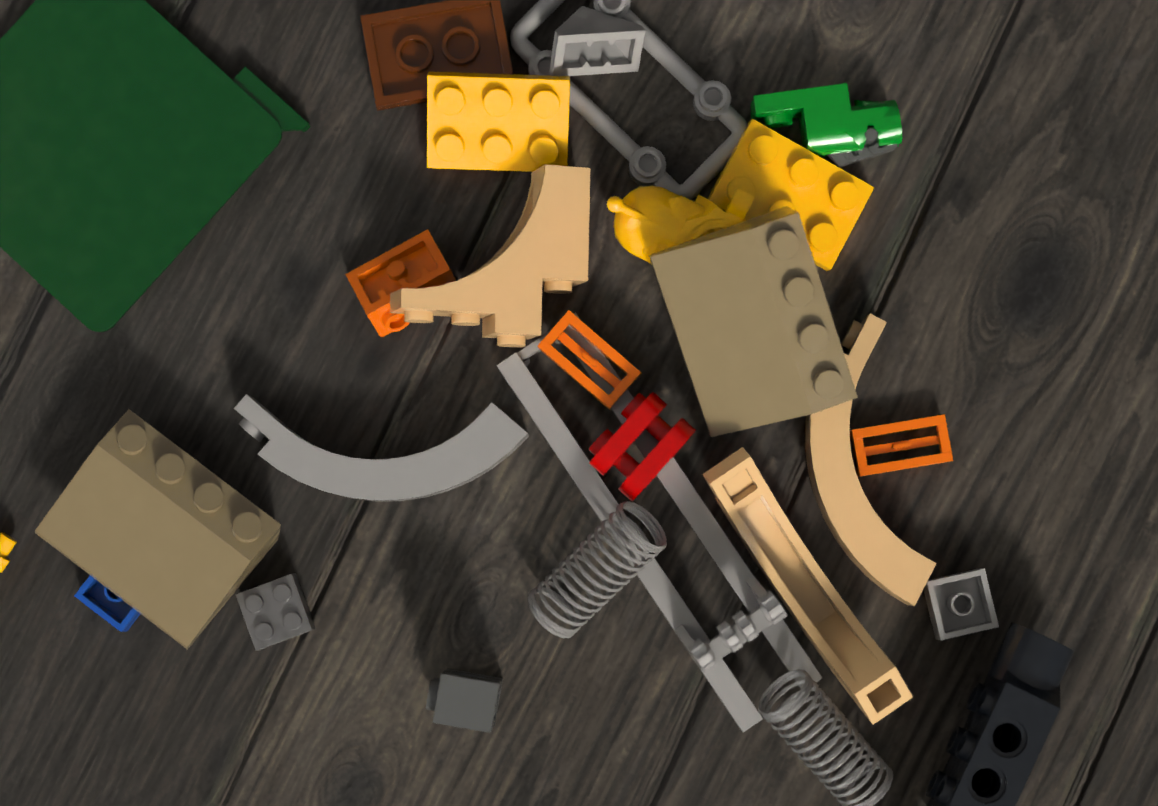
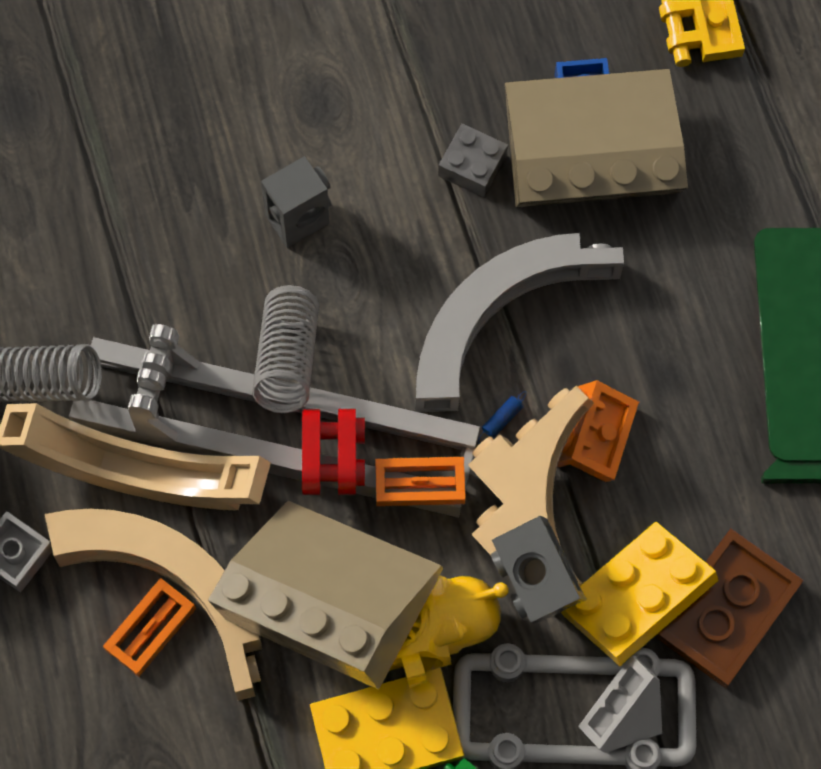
camera: 135 degrees right, 15 degrees down
(464, 365) = (502, 416): none -> blue piece
(550, 214) = (558, 588): none -> dark grey brick

